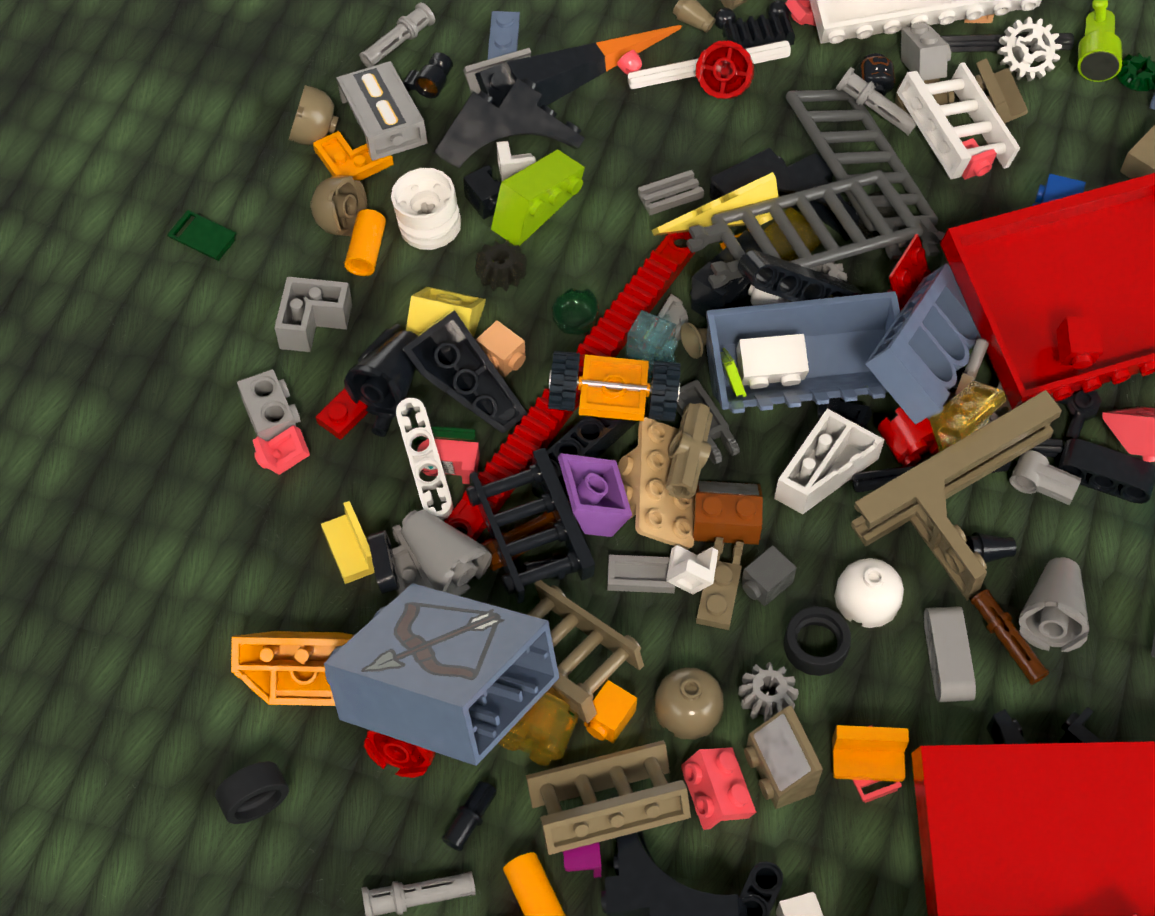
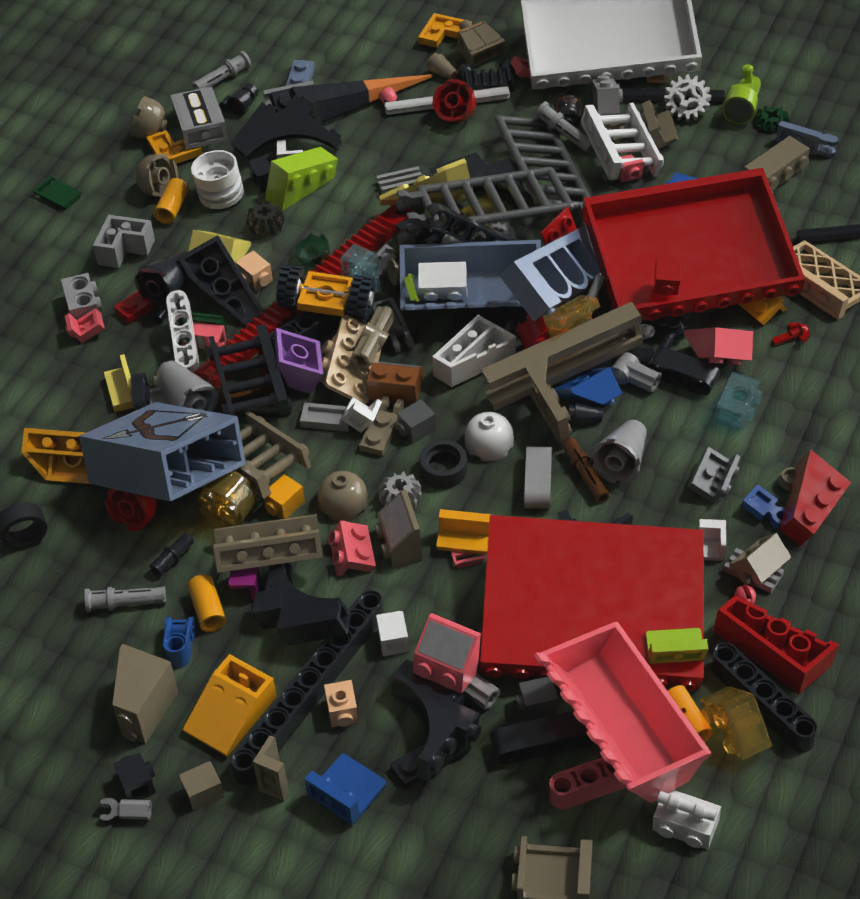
camera: 10 degrees right, 10 degrees down
(993, 505) = (591, 388): none -> blue slope

